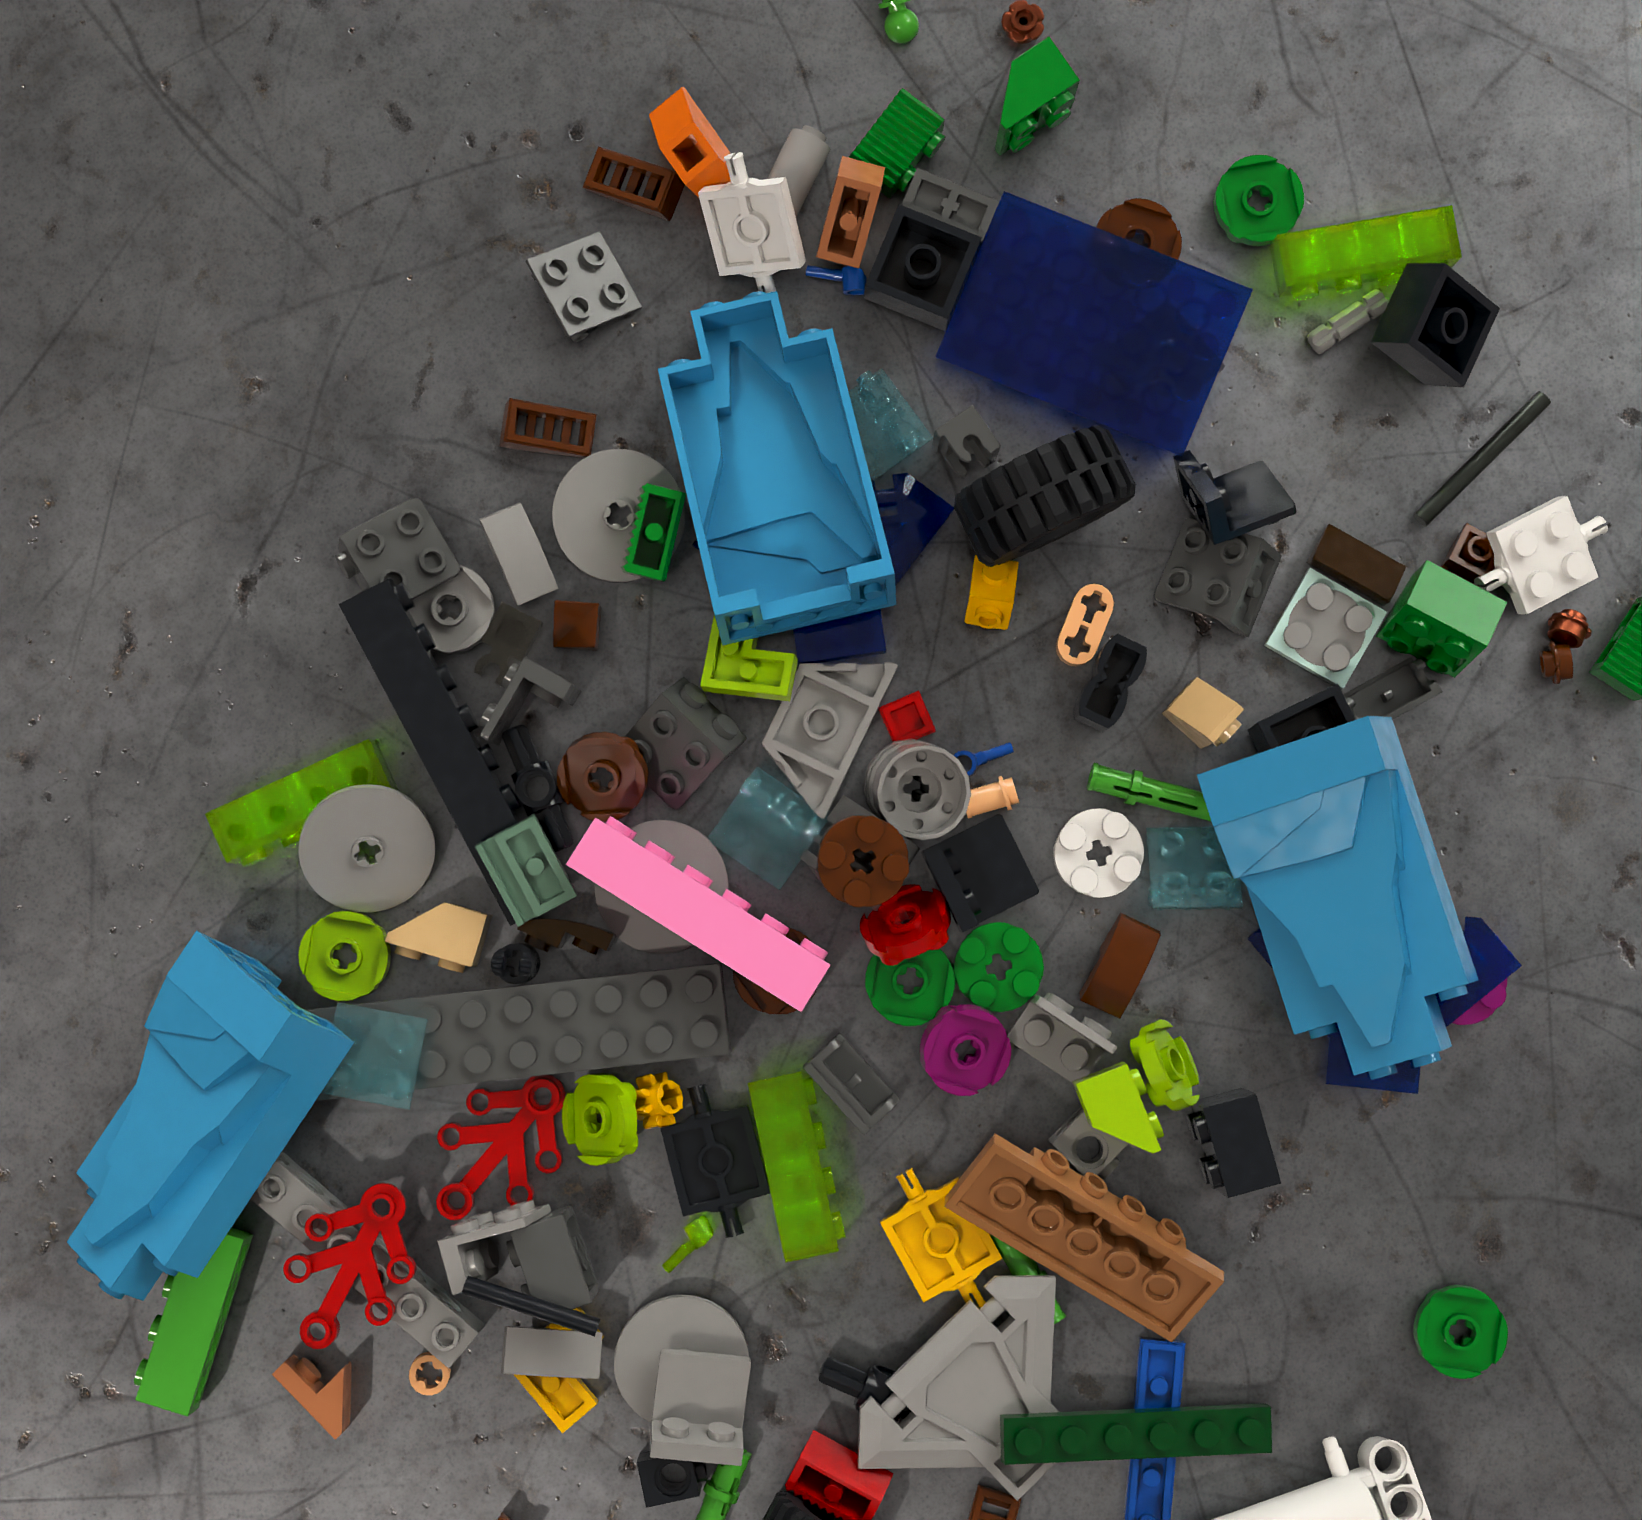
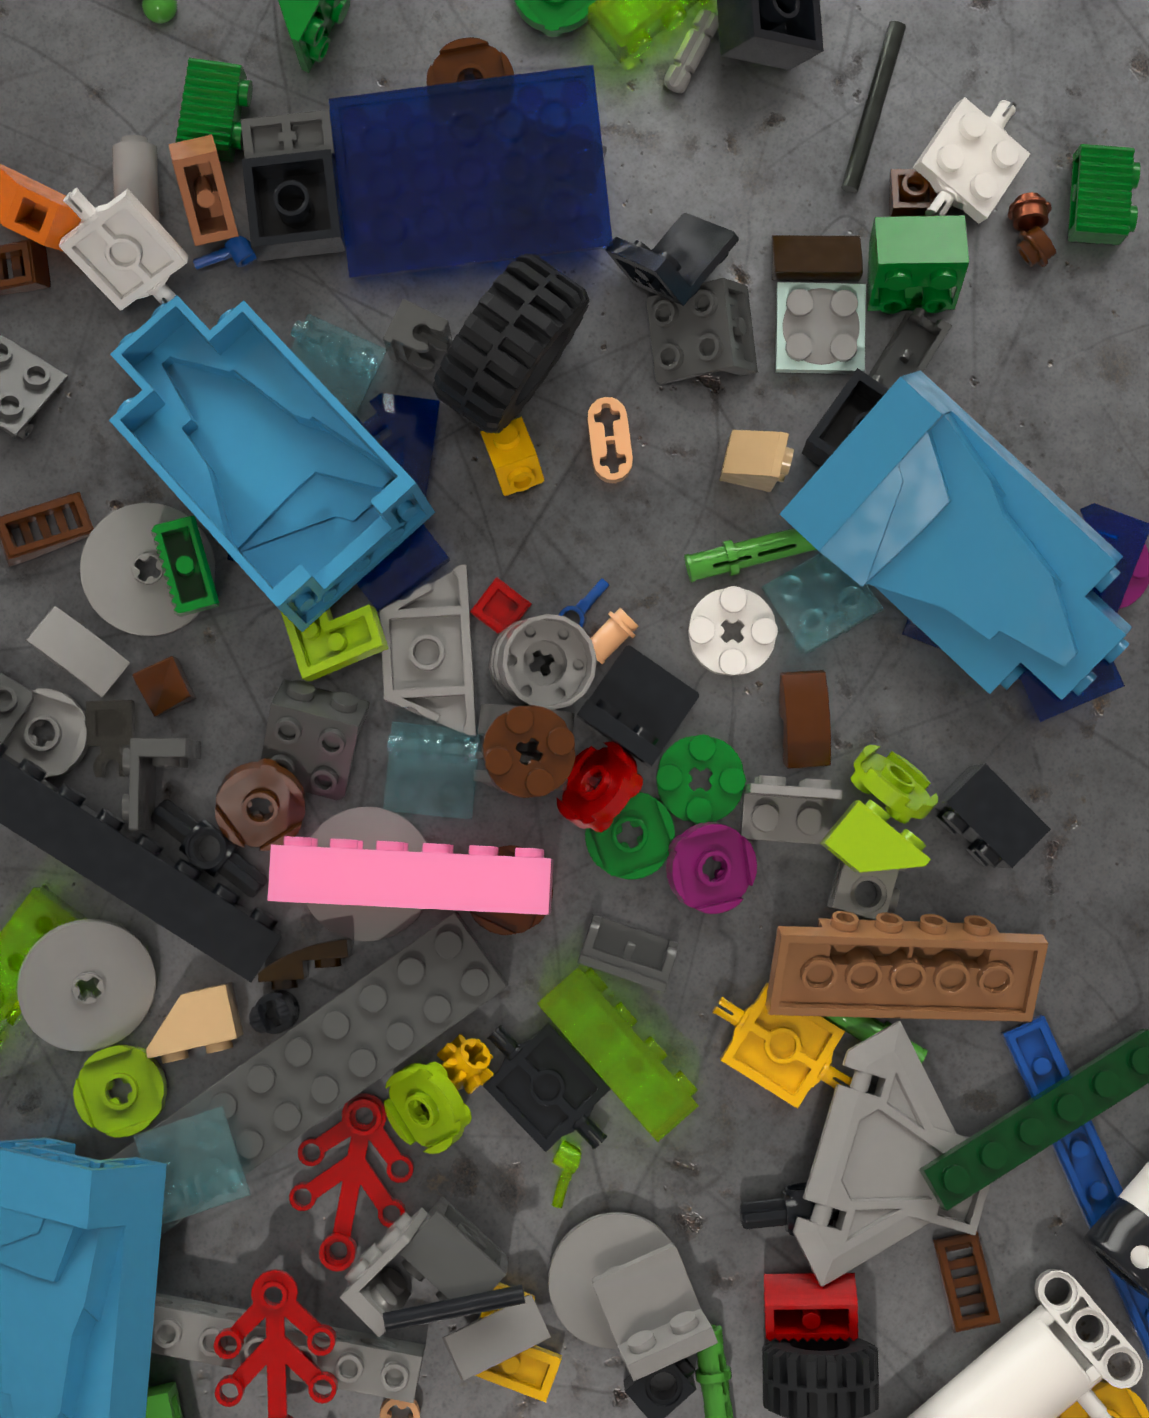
camera: 35 degrees left, 0 degrees up
(526, 870) = (237, 925): sand green plate -> none
(1106, 695) = (657, 464): black brick -> none

